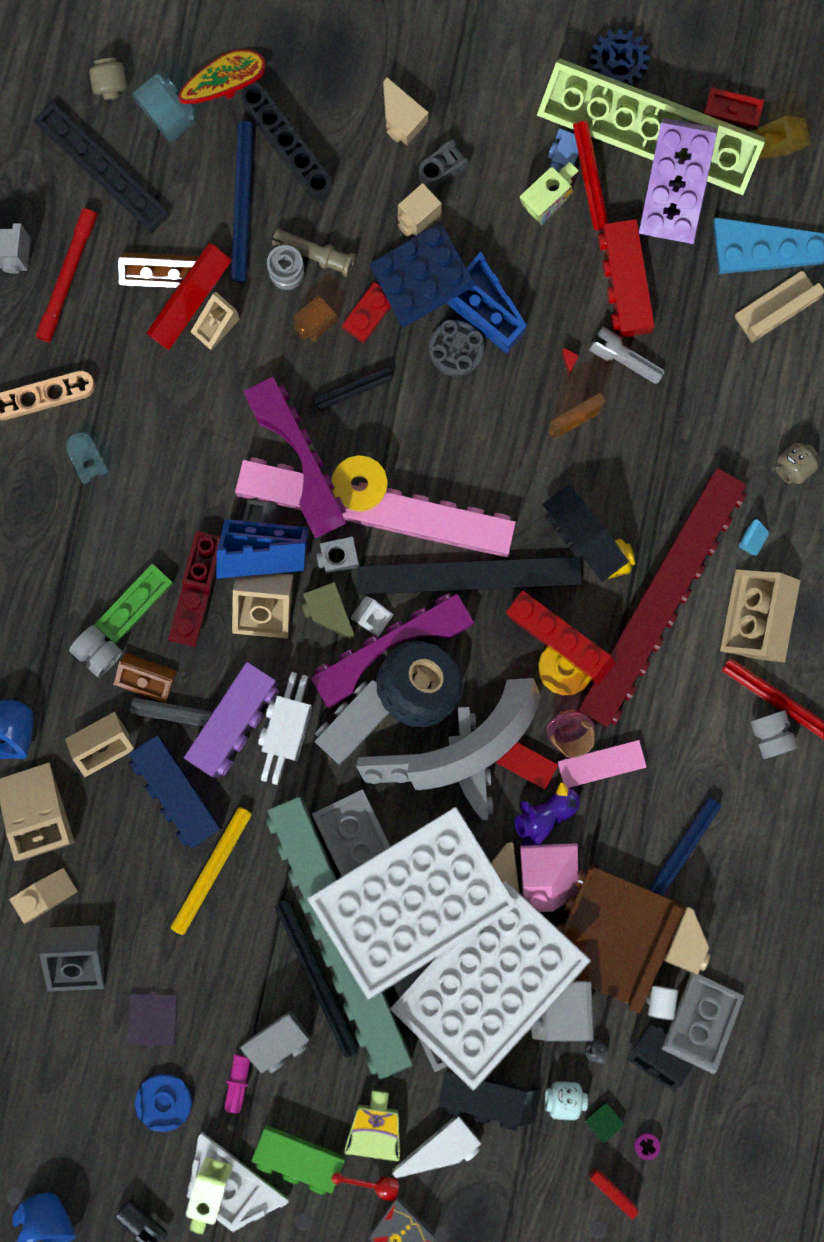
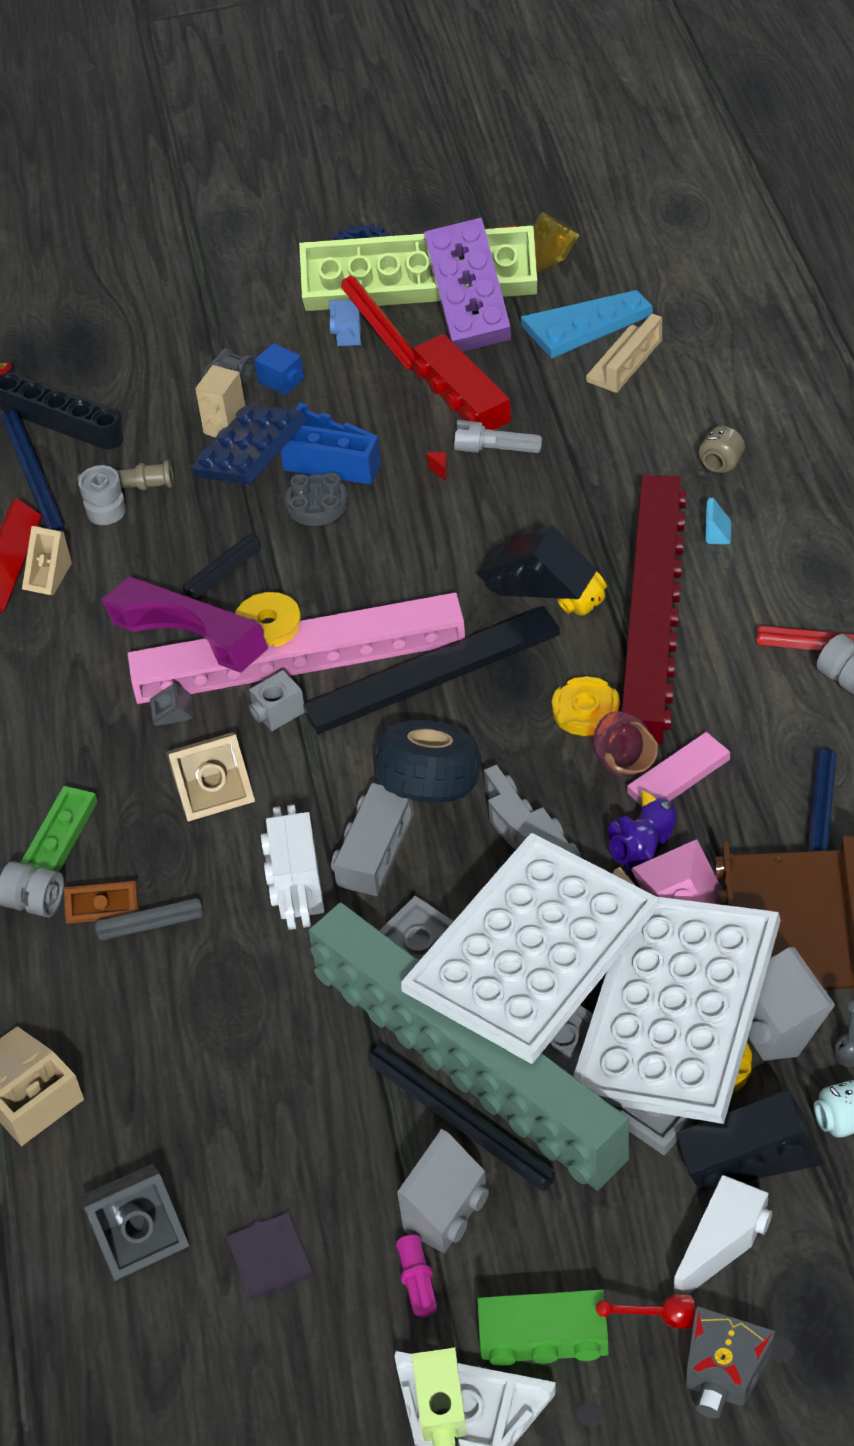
camera: 20 degrees left, 35 degrees down
(43, 895) = (63, 1169): tan slope -> none
(99, 744) = (73, 974): tan brick -> none
(163, 1102) = (328, 1346): blue tile -> none
(175, 792) = (188, 990): dark blue brick -> none
(195, 590) = (126, 788): dark red slope -> none
(211, 871) = (270, 1059): yellow axle -> none
(232, 720) = (225, 885): medium lavender brick -> none
(260, 549) = (187, 720): blue wedge -> none
(315, 319) = (153, 525): clear orange brick -> none
(327, 610) = (290, 752): olive slope -> none
(367, 314) = (208, 506): red plate -> none
(372, 616) = (342, 744): white slope -> none
(375, 1130) = (627, 1249): yellowish green torso -> none
(402, 114) = (167, 351): tan slope -> none
(442, 621) = (337, 798): magenta arch -> none
(467, 755) = (500, 813): light grey arch -> none
(487, 183) = (279, 369): none -> blue brick
(528, 765) = (592, 804): red tile -> none
(542, 202) = (344, 347): yellowish green torso -> none
(561, 637) = (563, 664): red brick -> none
(576, 416) = (470, 489): clear orange tile -> none
(760, 615) = (766, 577): tan slope -> none

